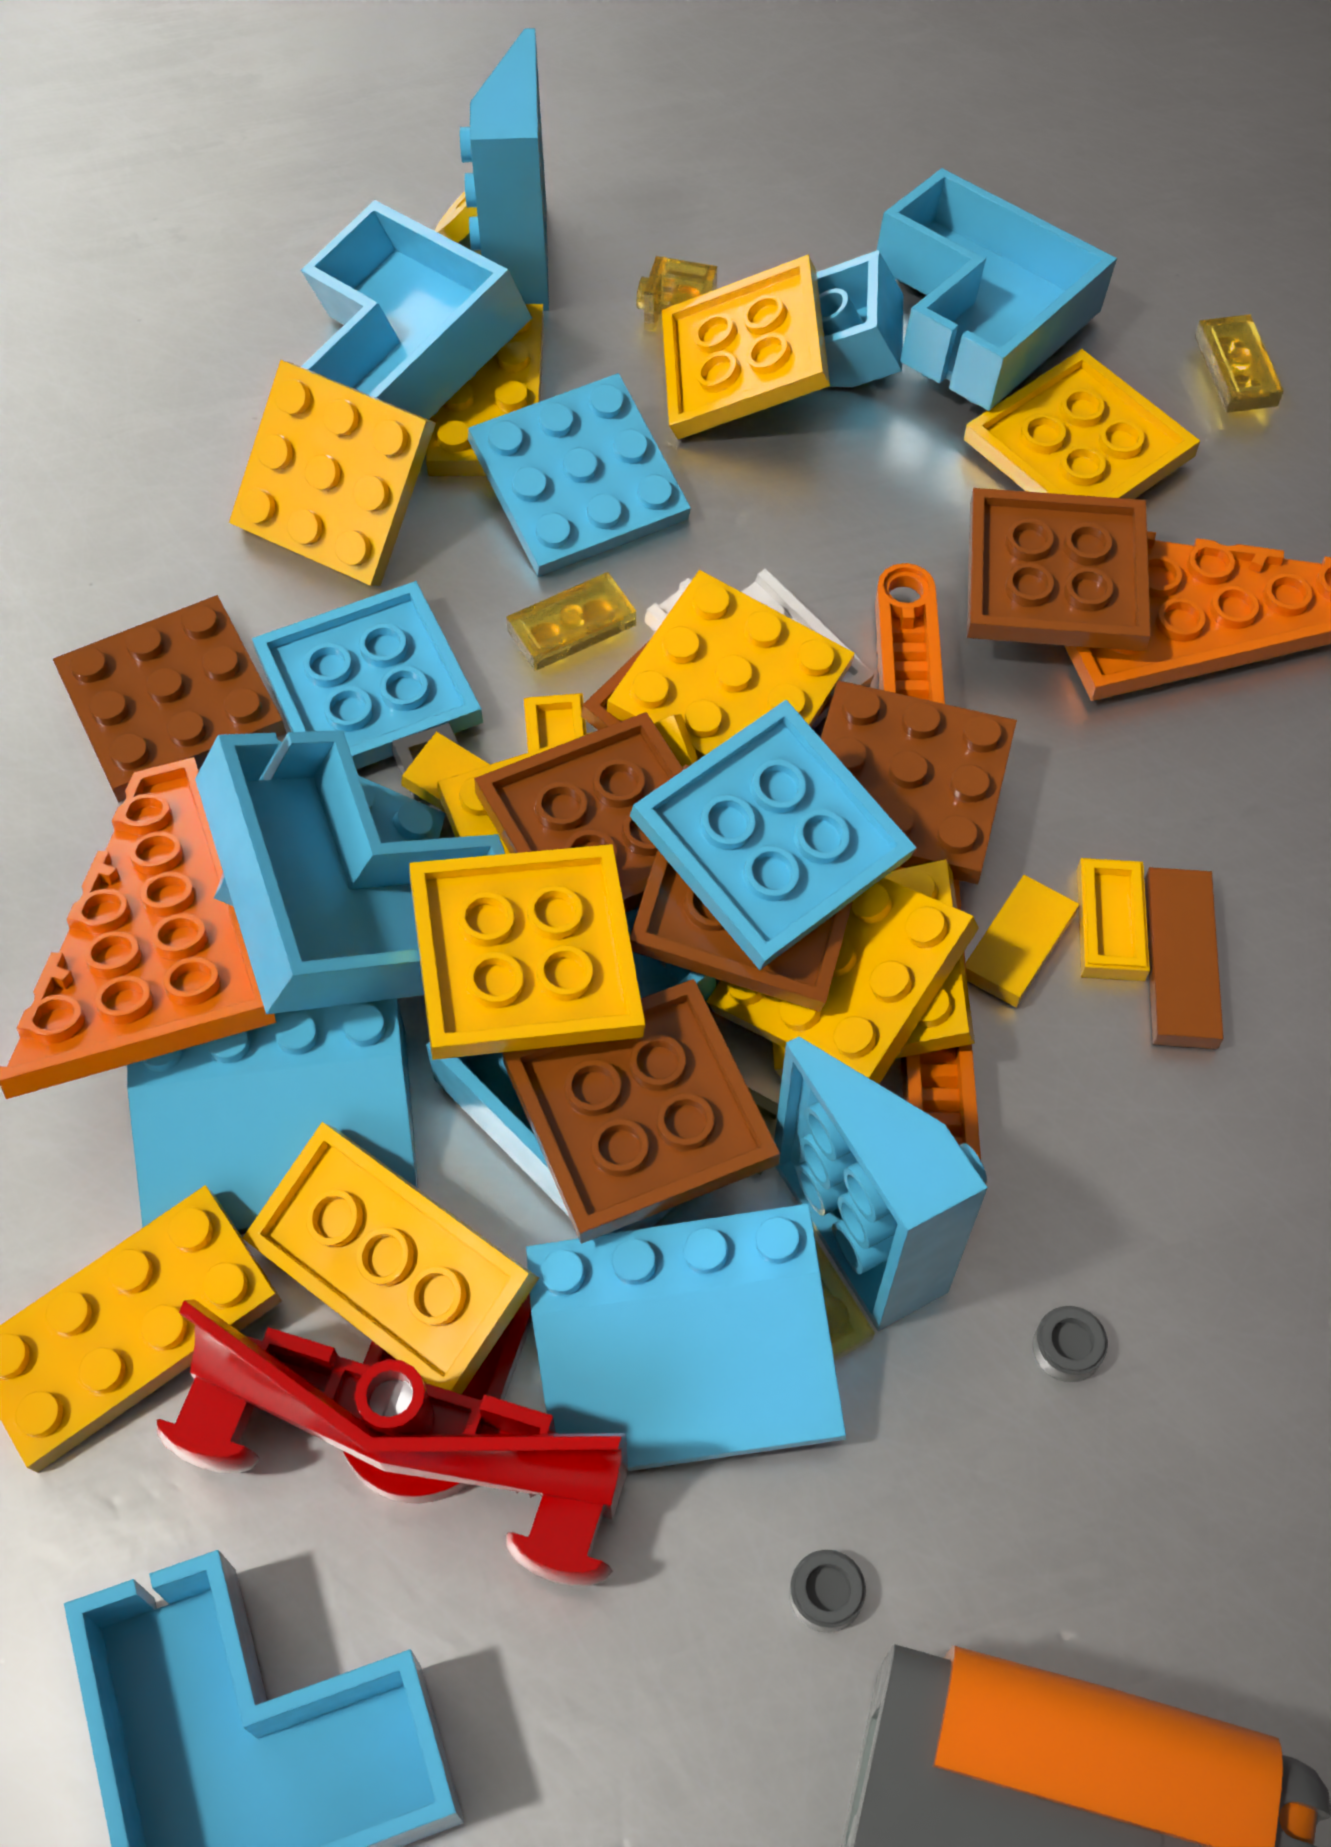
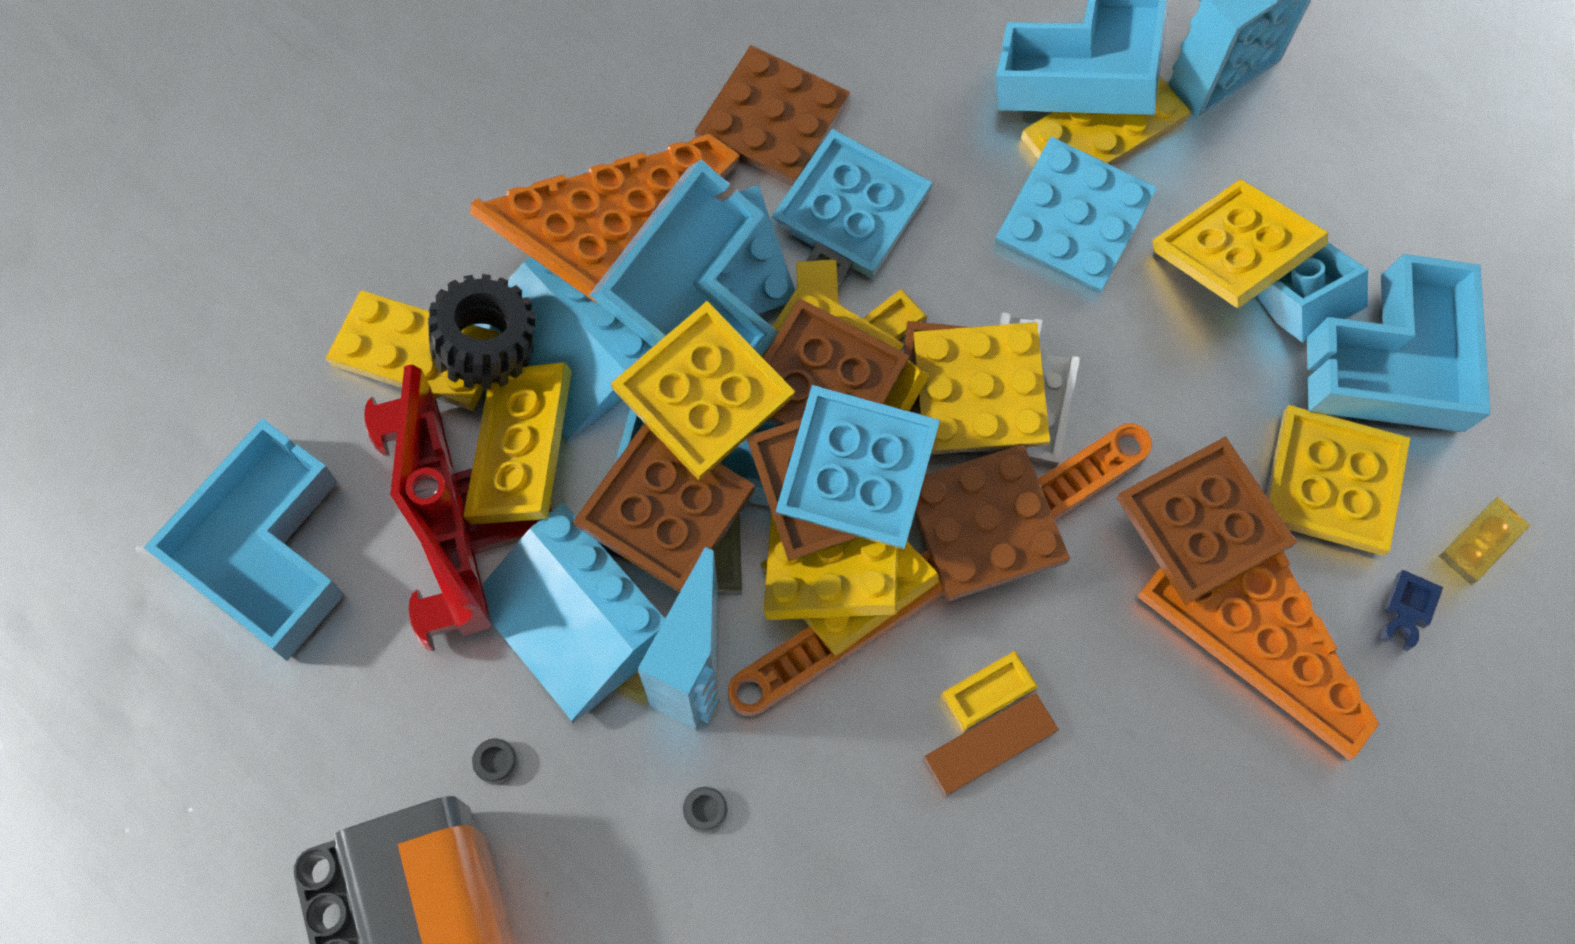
camera: 55 degrees right, 10 degrees up
(199, 1240) = (481, 303): none -> black tyre
(331, 473) = (962, 89): yellow plate -> none
(571, 621) = (970, 279): clear yellow plate -> none
(670, 284) = (1262, 173): clear yellow bracket -> none
(1020, 940) = (936, 647): yellow tile -> none
(1272, 461) = (1412, 604): none -> dark blue plate

